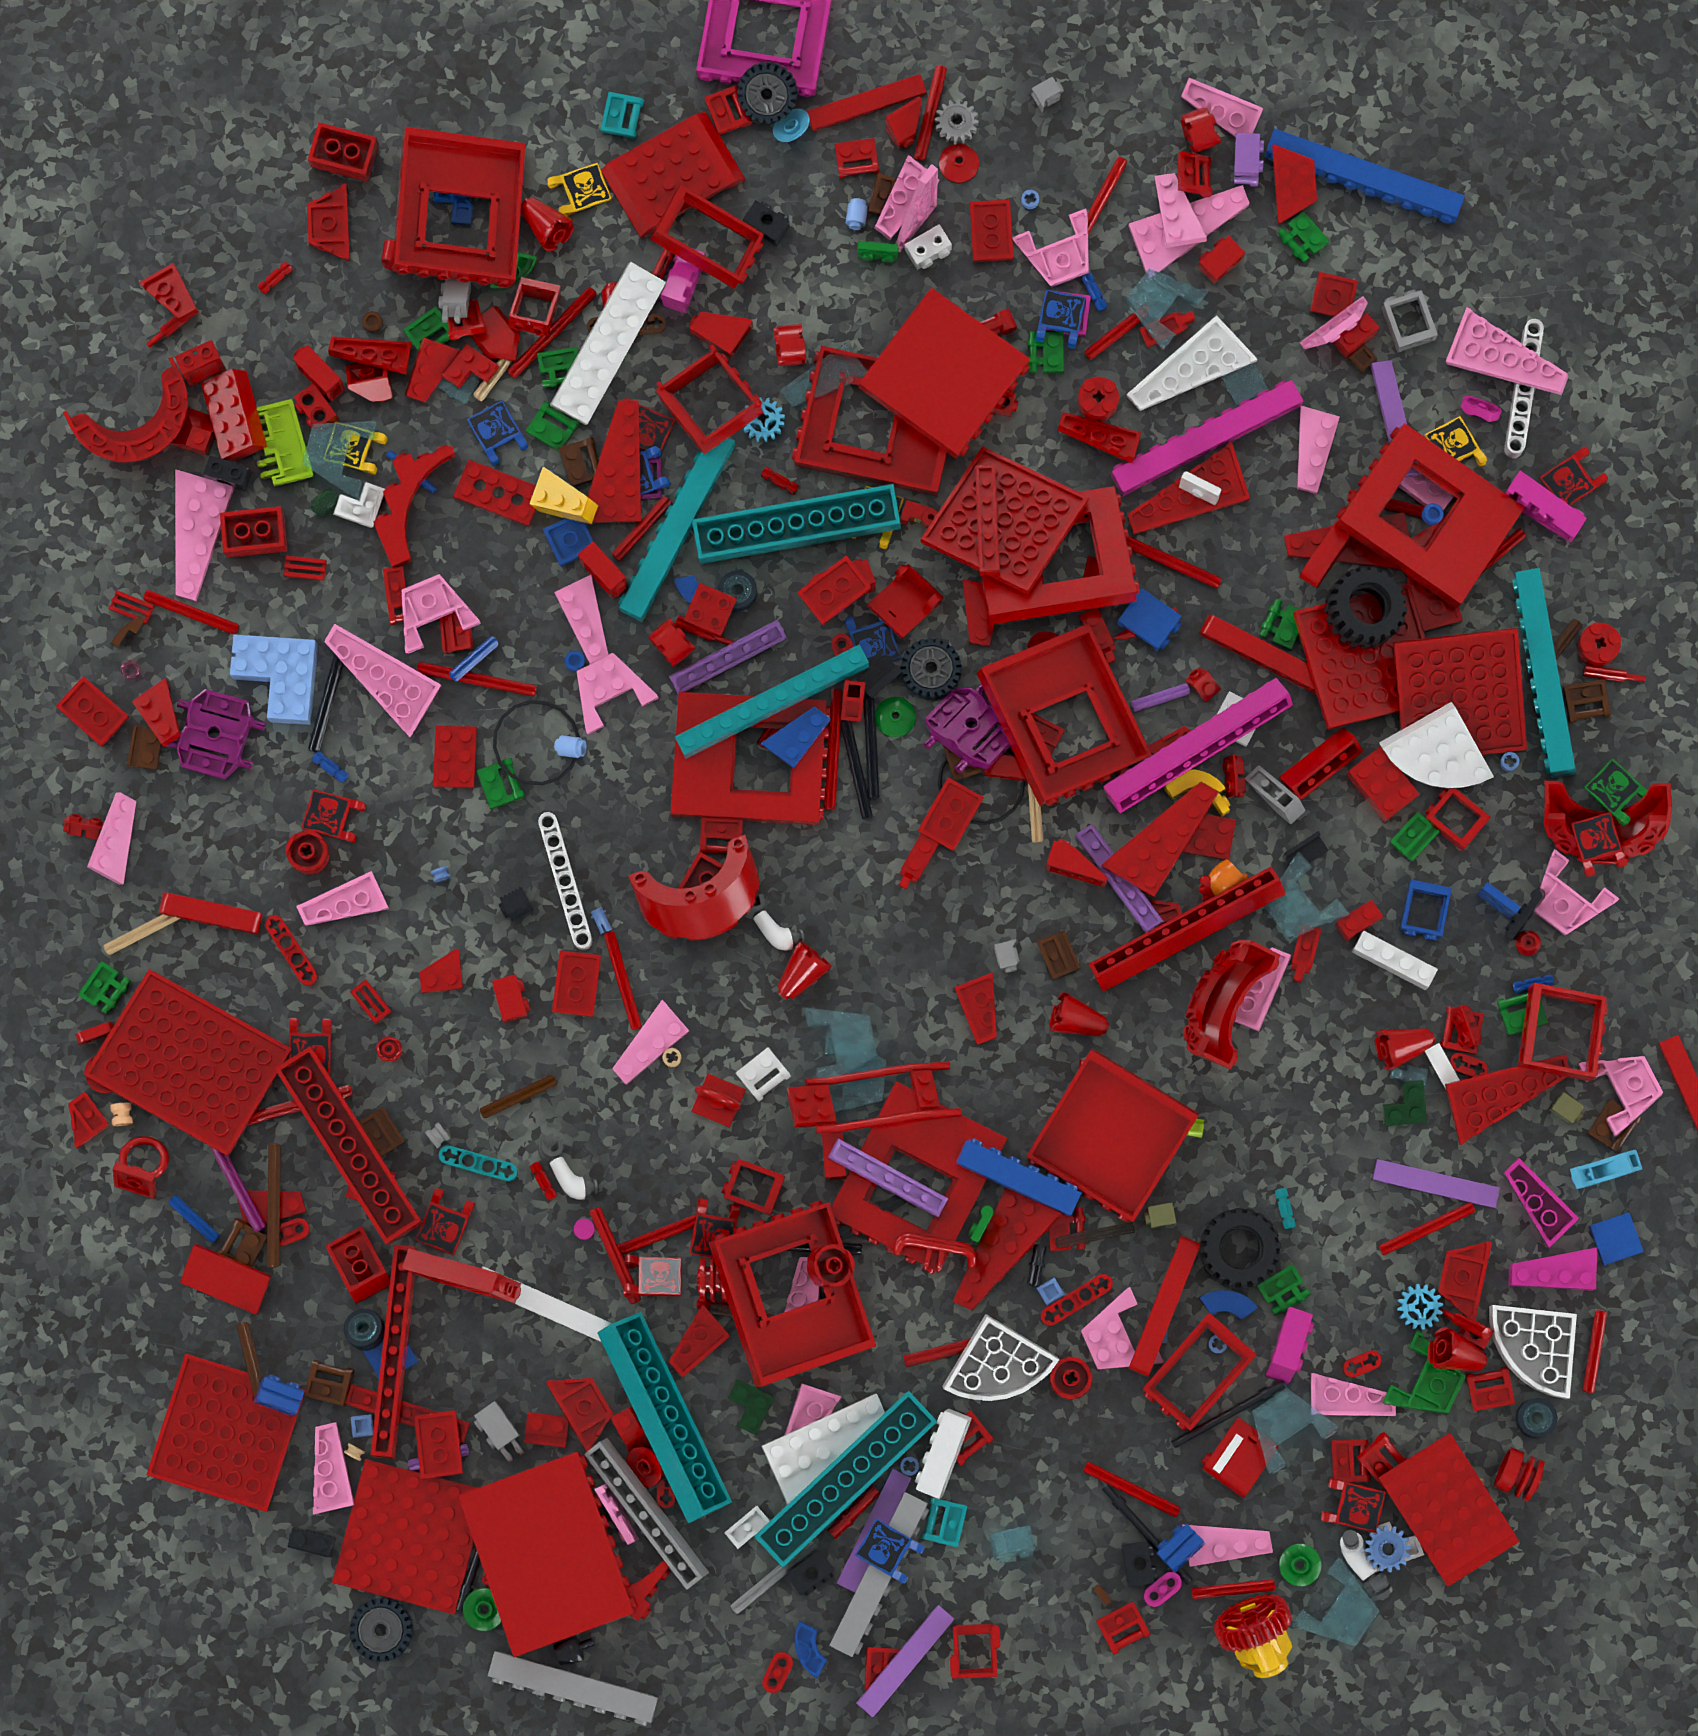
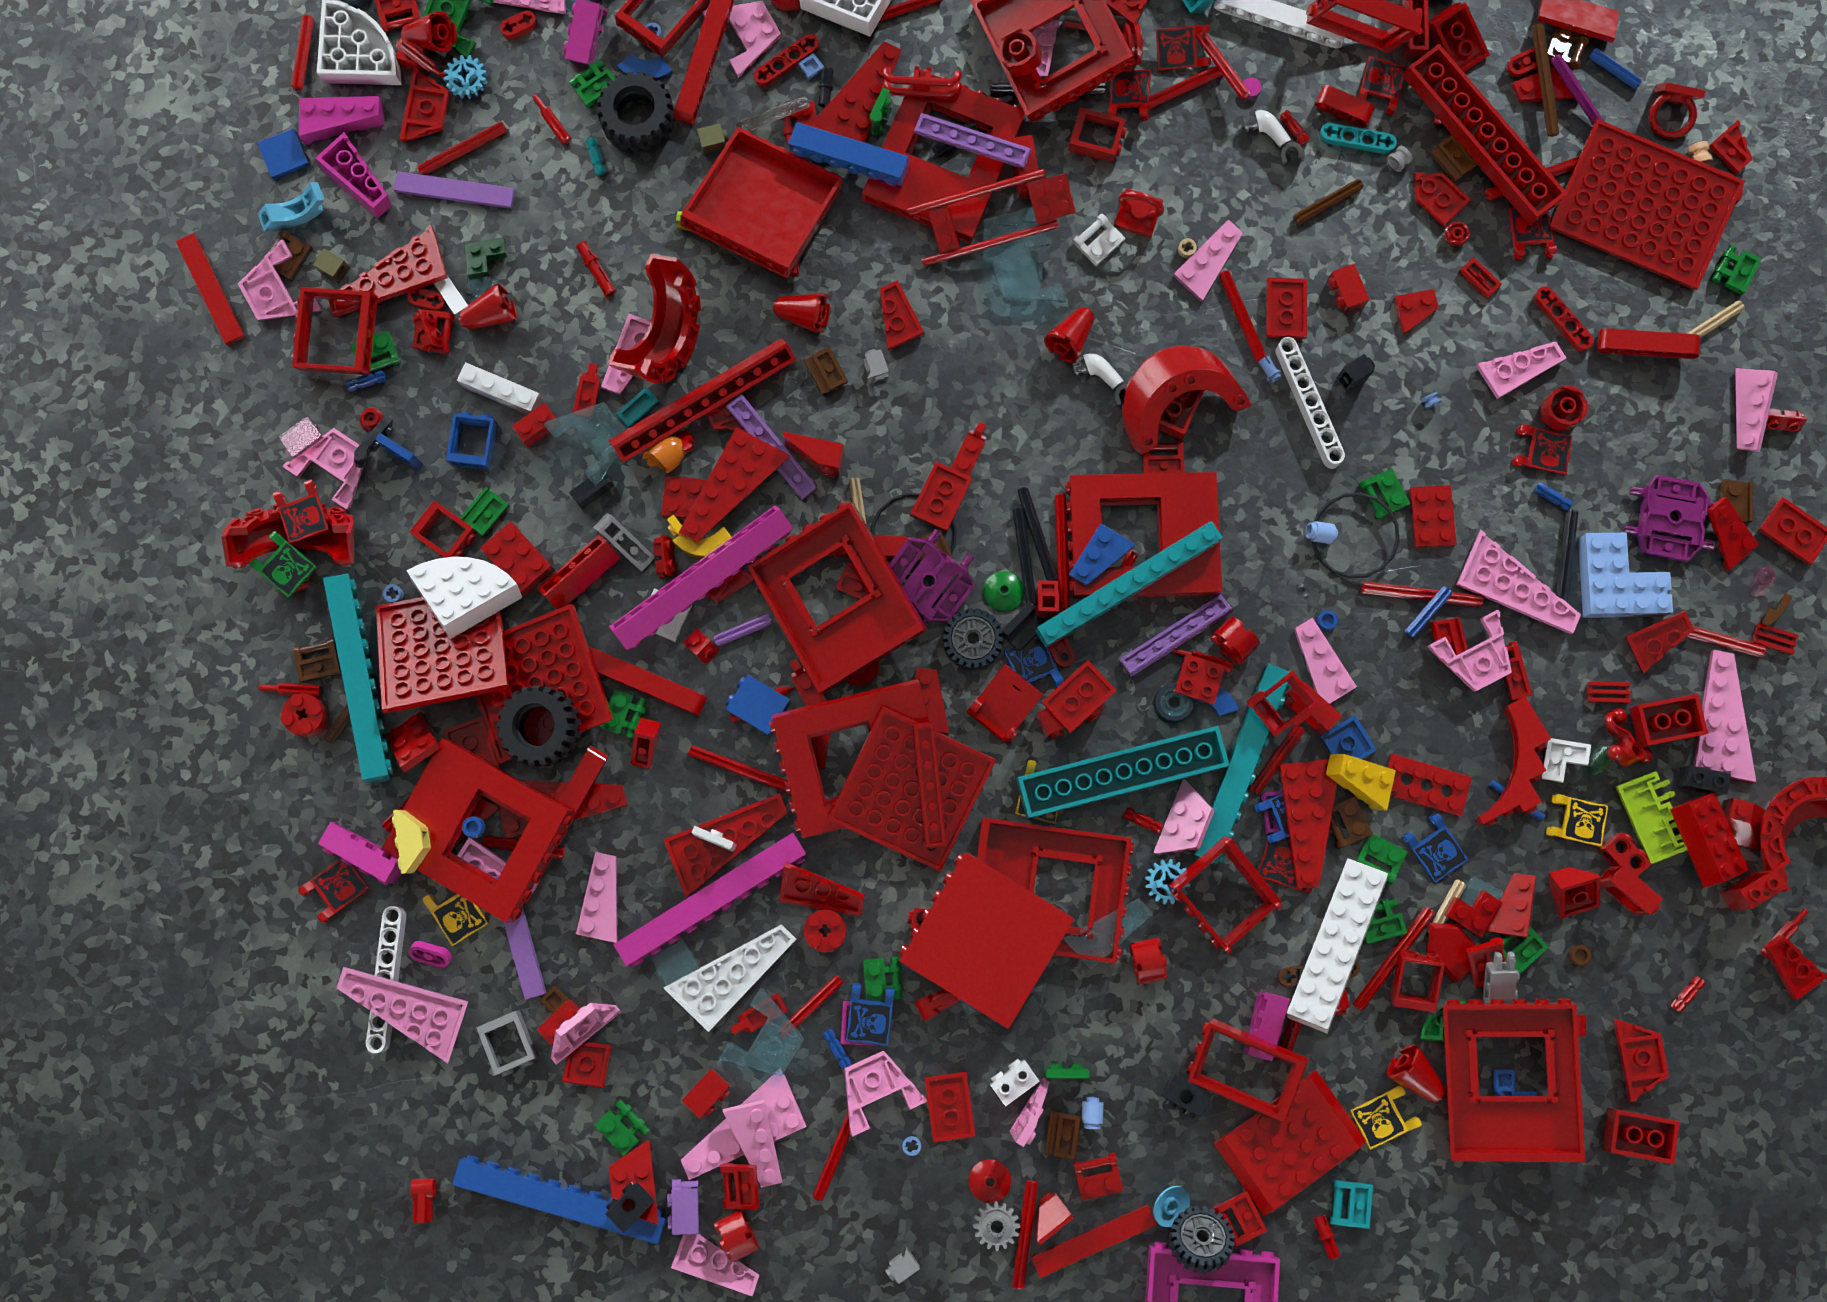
camera: 170 degrees right, 0 degrees up
(94, 1033) = (1739, 225): red beam -> none
(250, 613) = (1657, 639): none -> red wing
(297, 505) = (1628, 749): none -> red piece
(328, 450) = (1606, 810): clear light blue wing -> none
(376, 353) = (1573, 919): red wing -> none
(401, 1092) = (1439, 196): none -> red tile
(488, 1198) = (1344, 106): none -> red beam
(605, 681) = (1296, 601): bright pink wing -> none
(645, 561) = (1270, 716): none -> red piece
(648, 88) = (1326, 1236): none -> red axle
(721, 330) = (1220, 972): red slope -> none
(739, 473) = (1185, 822): none -> bright pink wing
(899, 199) = (1039, 1154): bright pink wing -> none
(917, 513) = (998, 796): red leg -> none
(1257, 930) = (638, 408): none -> teal tile
(1263, 592) = (645, 743): none -> red slope
(1293, 1089) = (591, 261): none -> red pin
(1304, 148) = (625, 1219): none -> black brick
(1329, 1251) = (552, 121): none -> red axle
(1491, 605) = (412, 741): none -> red plate
(1492, 191) = (422, 1194): none -> red piece
(1493, 509) = (411, 841): none -> light yellow slope
(1600, 929) = (301, 437): none -> clear pink piece

